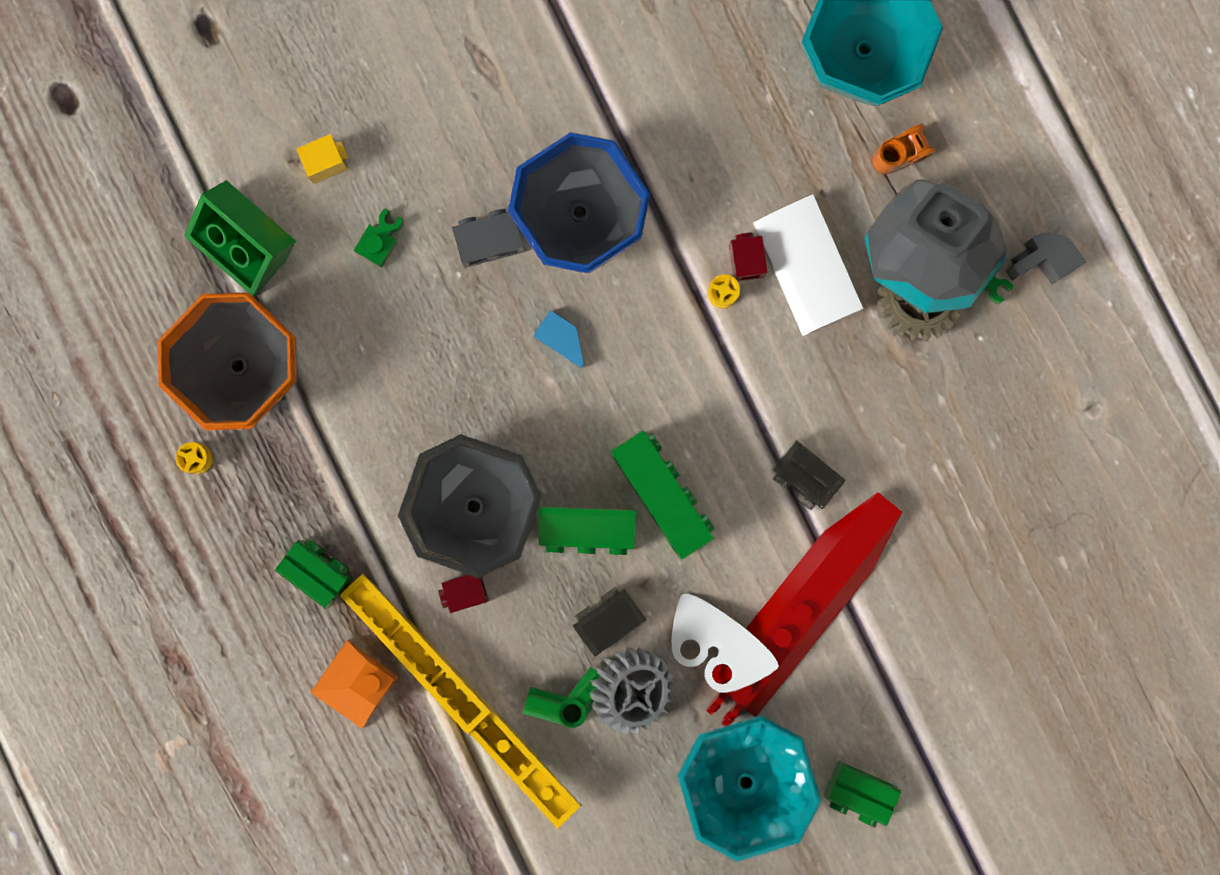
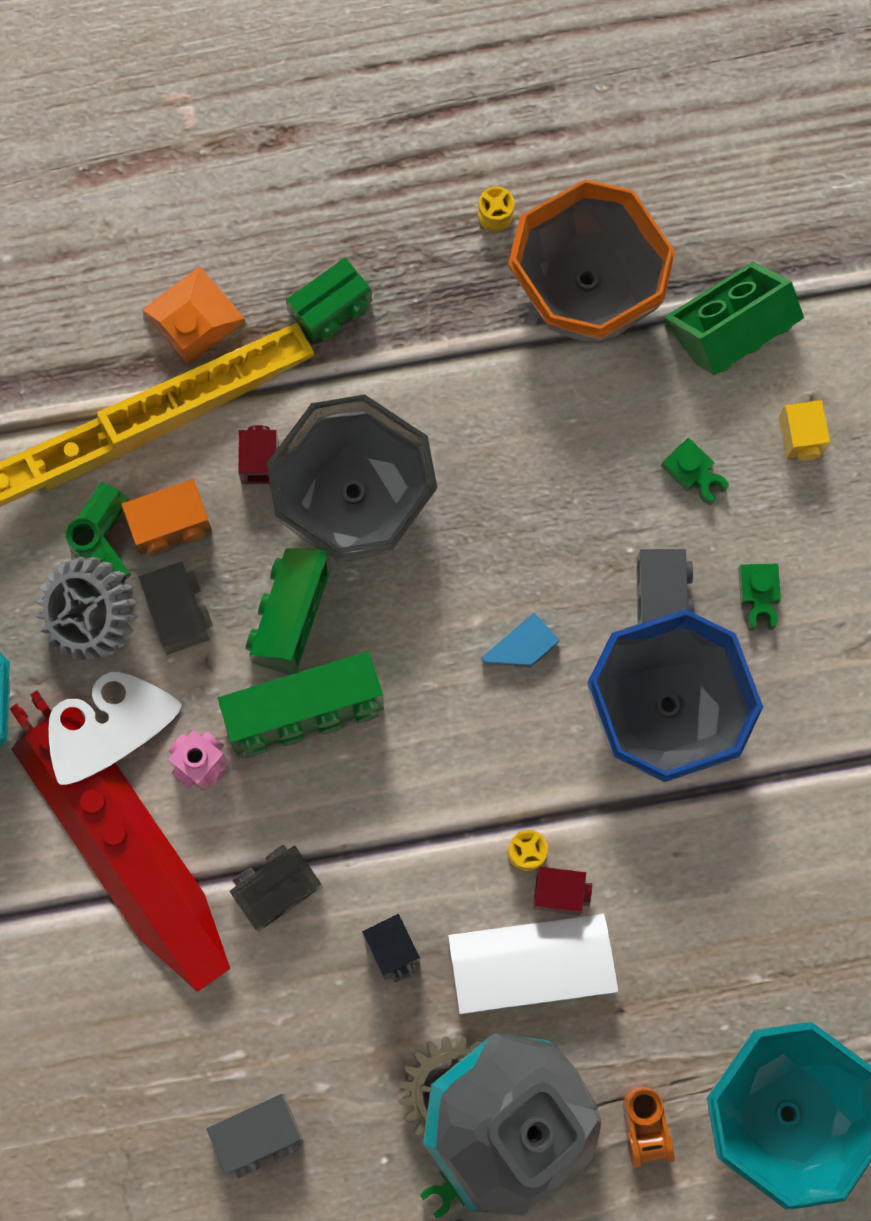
camera: 105 degrees right, 10 degrees down
(463, 165) = (760, 587): none -> green plate
(537, 651) = (167, 518): none -> orange brick
(715, 559) = (204, 772): none -> bright pink brick
(831, 371) = (392, 948): none -> black brick
(993, 437) = (255, 1134): none -> dark grey brick

